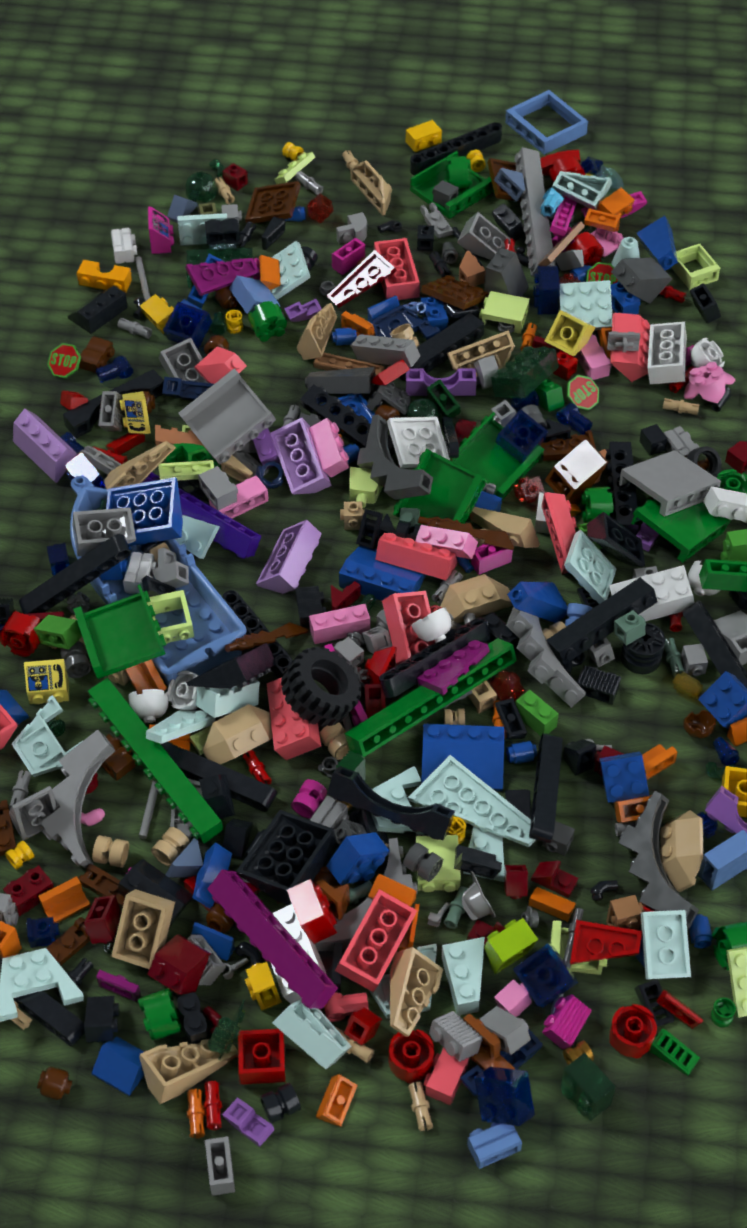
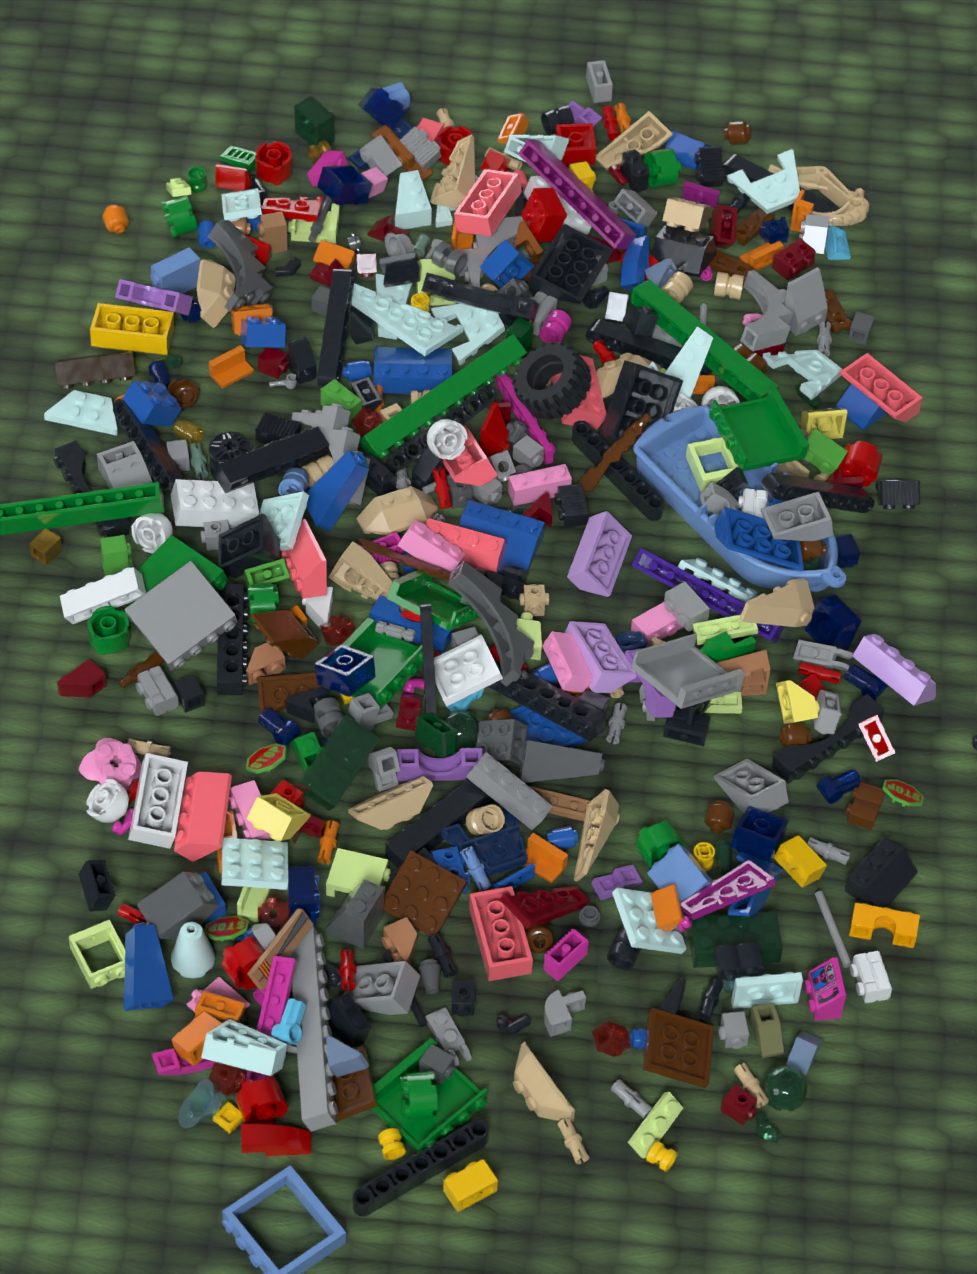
camera: 175 degrees right, 0 degrees up
(138, 313) = (826, 885): black arm -> none
(179, 965) = (652, 192): dark red slope -> none
(184, 389) = (731, 758): dark blue slope -> none
(218, 364) = (707, 780): coral slope -> none
(225, 1031) = (604, 148): clear green hinge -> none
(391, 373) = (505, 749): red slope -> none
(394, 889) = (474, 243): orange slope -> none
(449, 669) = (428, 407): magenta wing -> none
(509, 944) = (372, 205): lime slope -> none
(591, 165) = (222, 1134): clear blue piece -> none
(623, 341) = (204, 788): light grey hips -> none
(629, 627) = (244, 442): sand green brick -> none
(711, 454) = (135, 658): black tyre -> none

